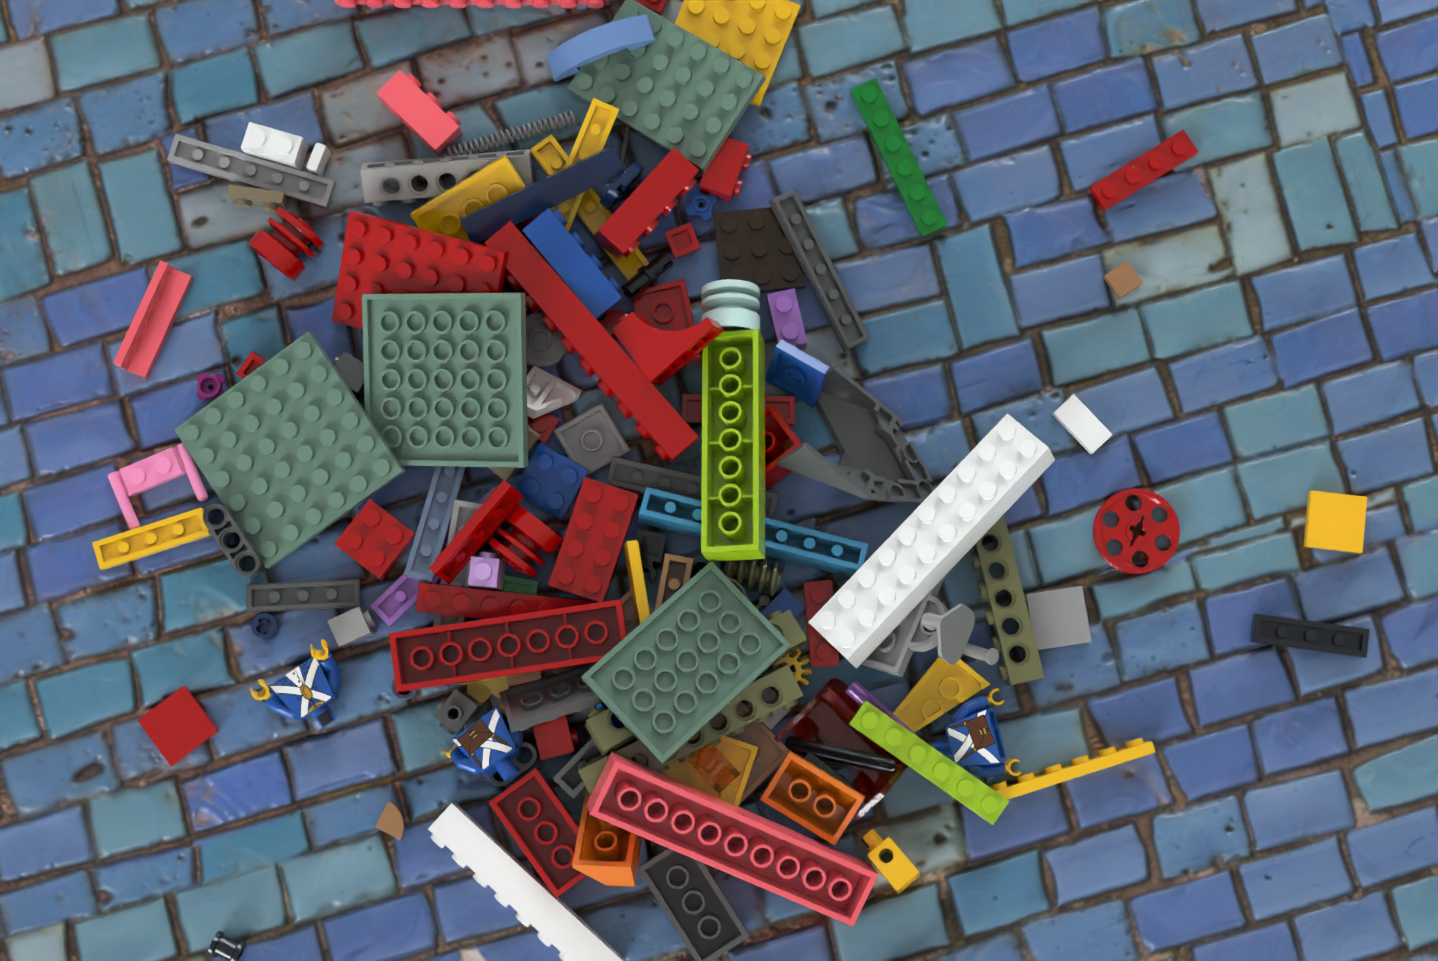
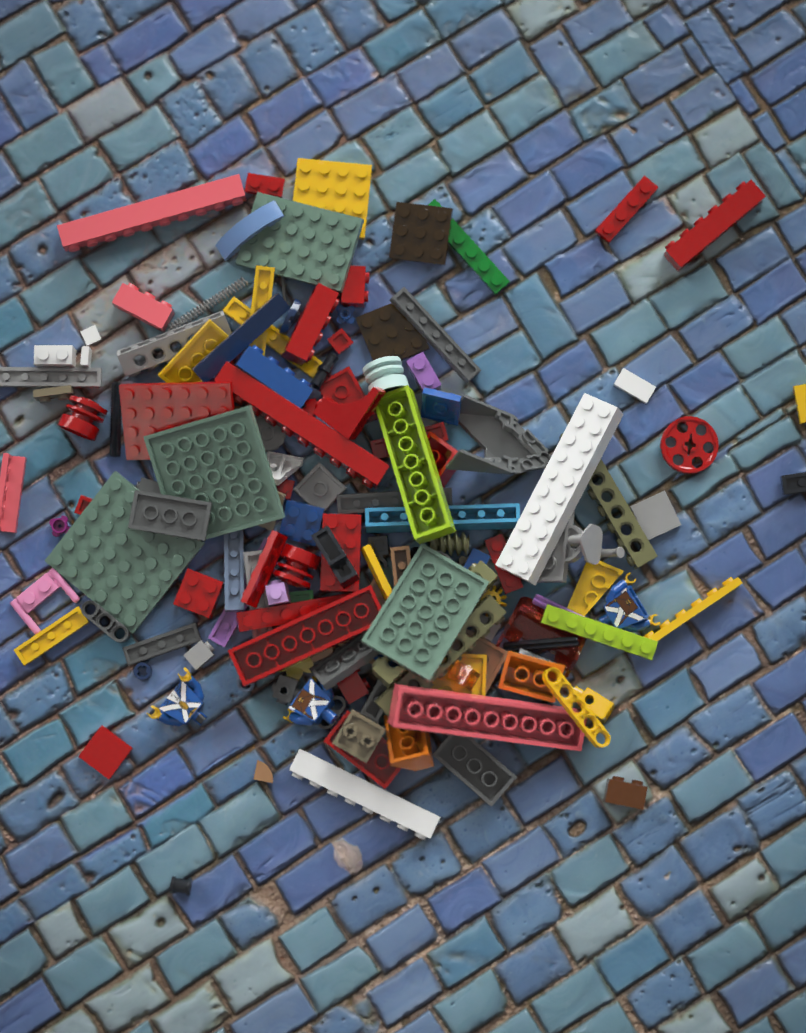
camera: 15 degrees left, 0 degrees up
(332, 266) = (116, 421): none -> black axle
(335, 131) = (90, 335): none -> white sticker
(365, 417) = (170, 515): none -> dark grey plate
(540, 811) = (359, 736): none -> dark tan plate
(583, 545) = (335, 557): none -> black slope
(841, 121) = (421, 233): none -> dark brown plate
(873, 873) = (585, 711): none -> yellow beam
(1123, 280) = (633, 284): medium nougat tile -> none
(1262, 228) = (714, 225): none -> red brick

